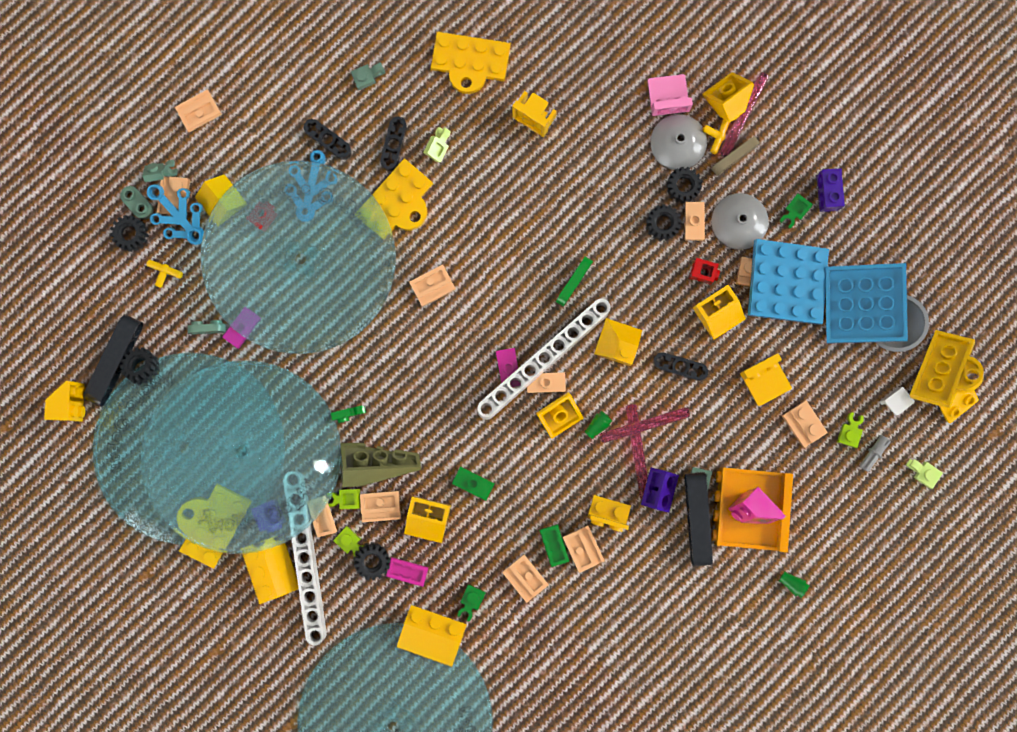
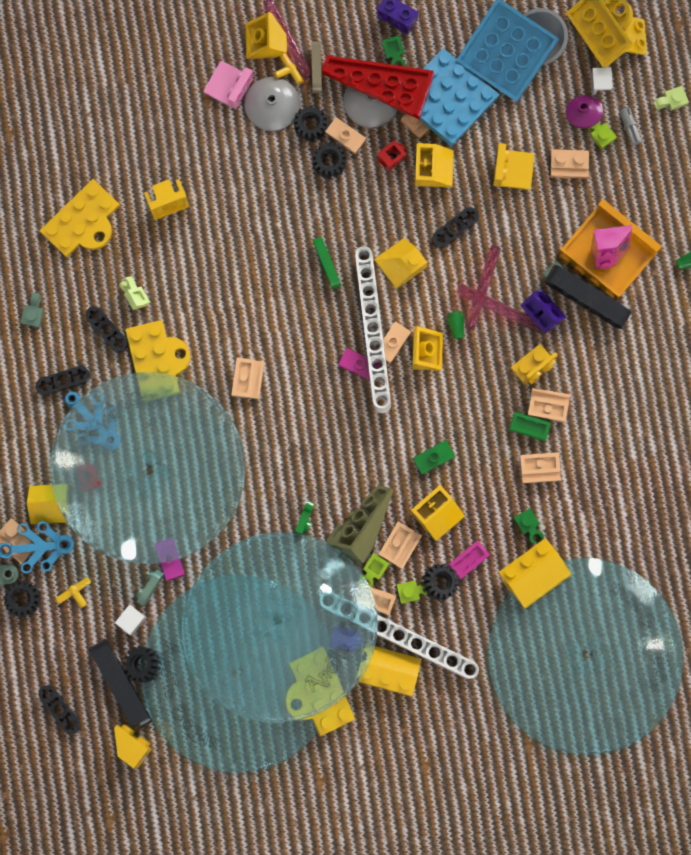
camera: 60 degrees left, 5 degrees down
(55, 327) = (46, 701): none -> black beam
(168, 331) = (130, 620): none -> white panel
(764, 229) = (391, 84): none -> red wing
(854, 410) = (587, 117): none -> magenta dish

